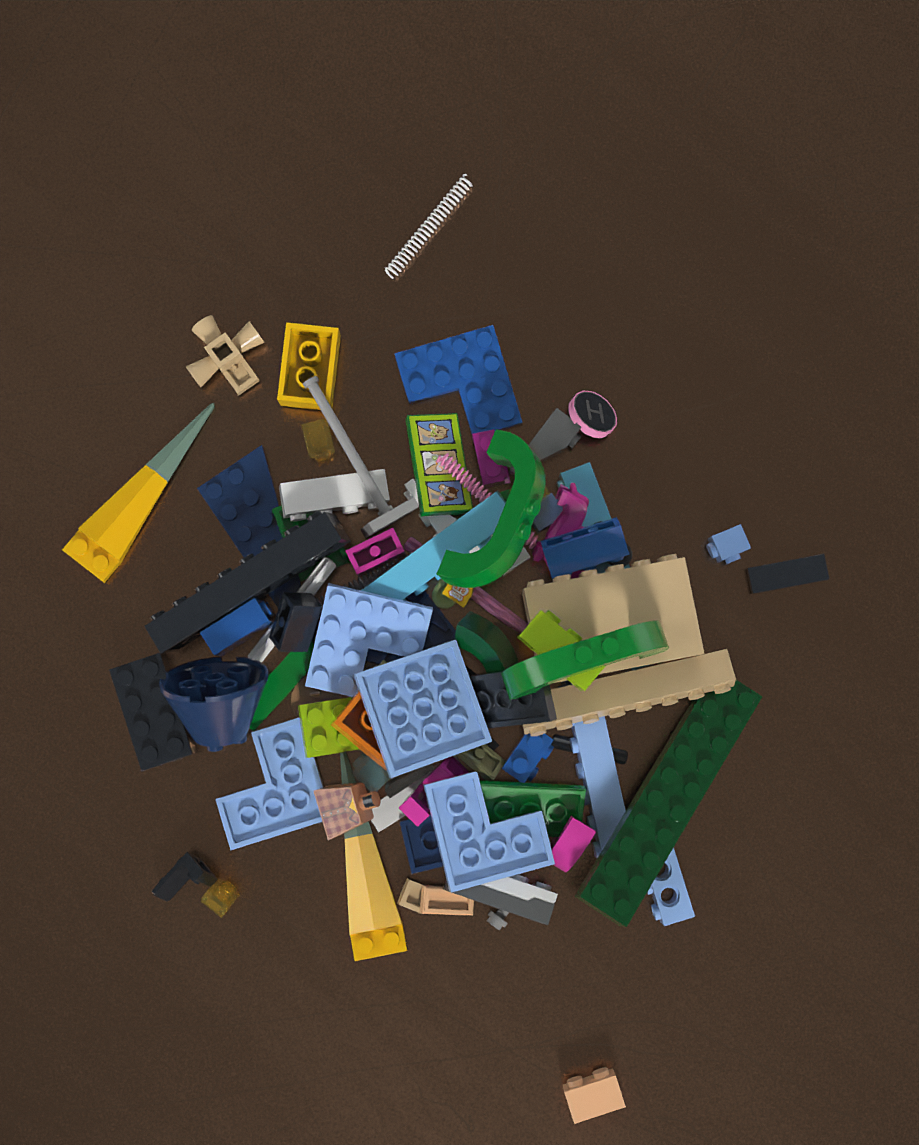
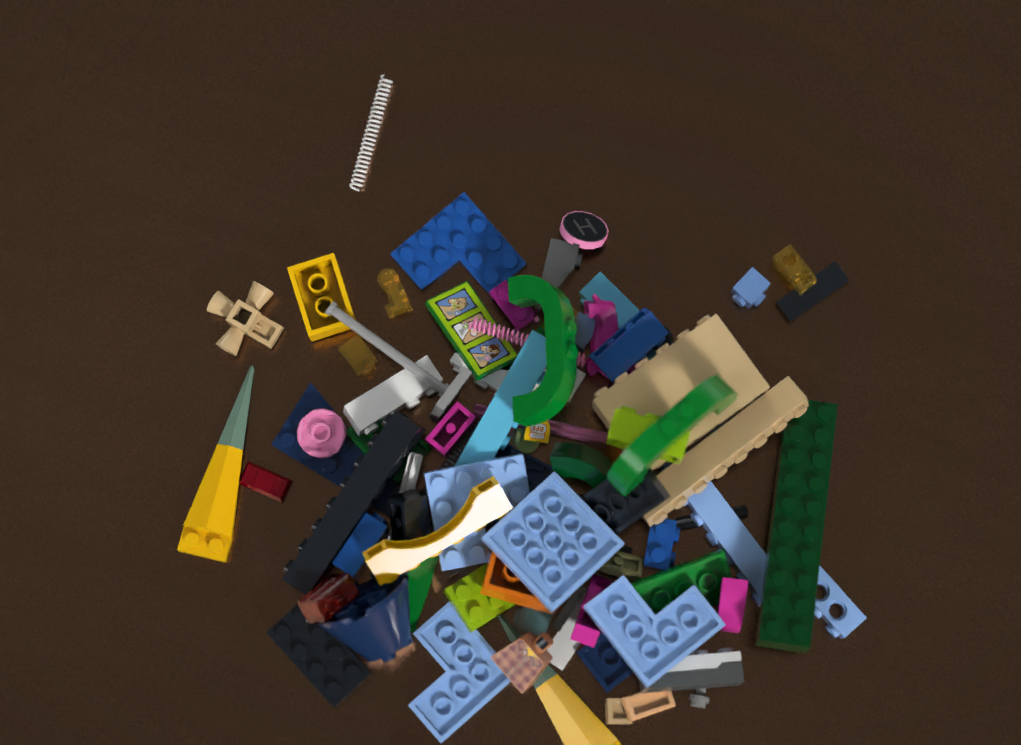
camera: 15 degrees left, 5 degrees down
(176, 521) = (265, 482): none -> dark red tile
(181, 664) = (328, 598): none -> clear red brick
(249, 499) = (321, 433): none -> bright pink tile
(260, 654) = (482, 506): none -> arch
(382, 386) = (391, 285): none -> clear yellow leg
(780, 544) = (794, 269): none -> clear yellow leg

